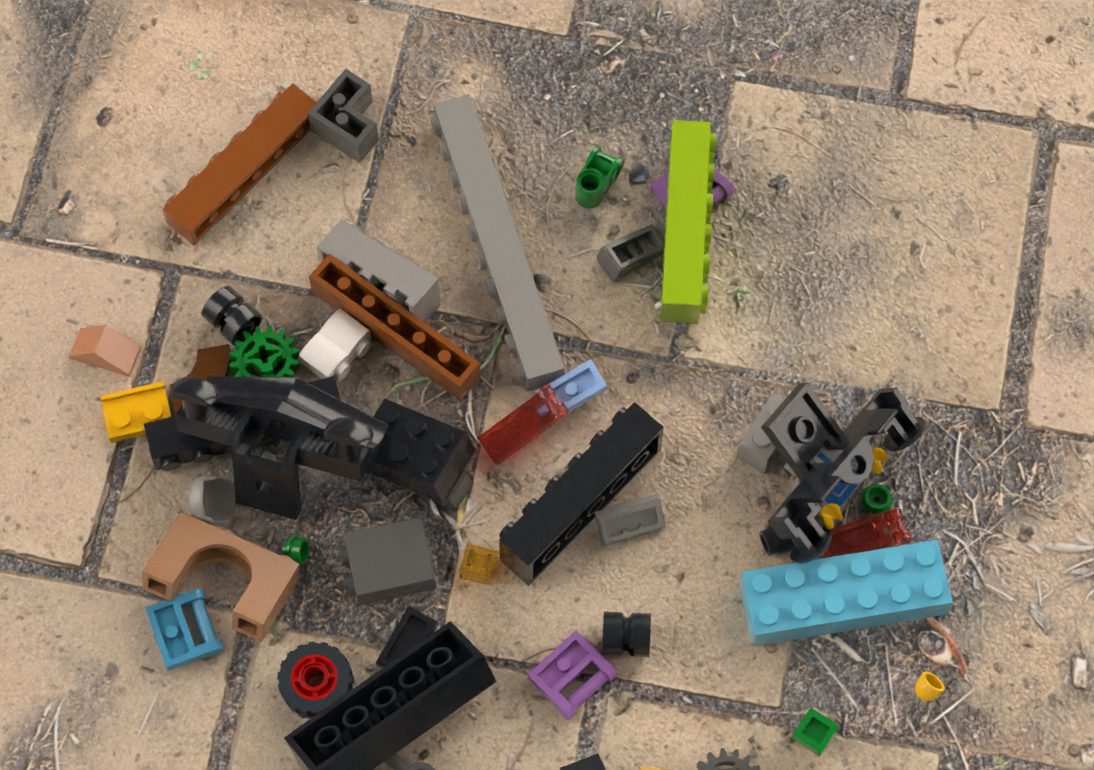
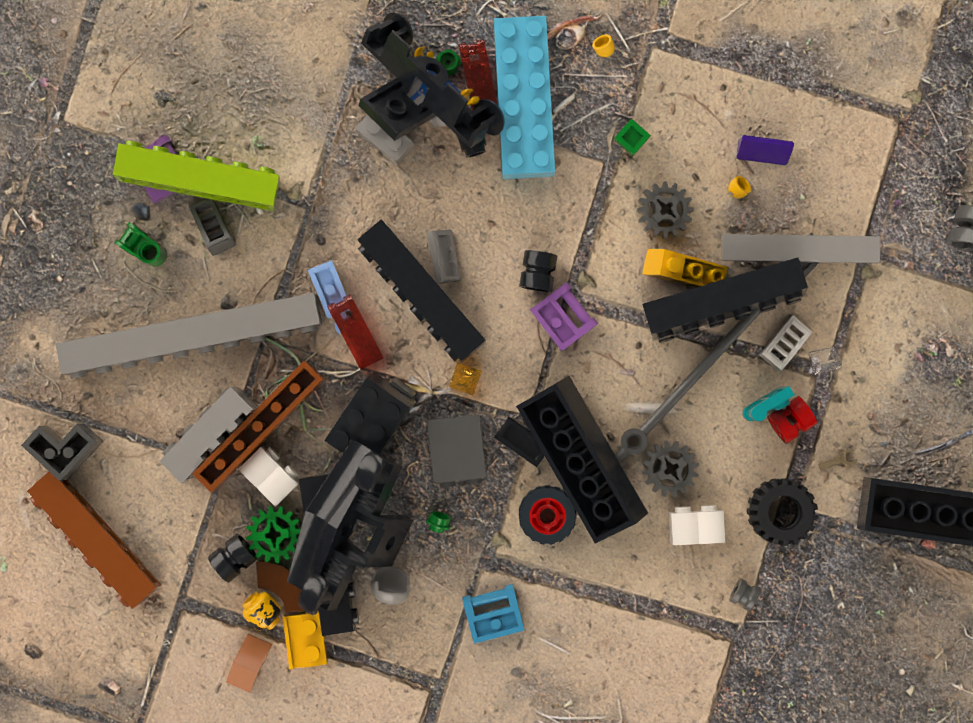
camera: 85 degrees left, 20 degrees up
(169, 355) = (261, 611): none -> yellow head
(197, 543) = (425, 601): medium nougat arch -> none

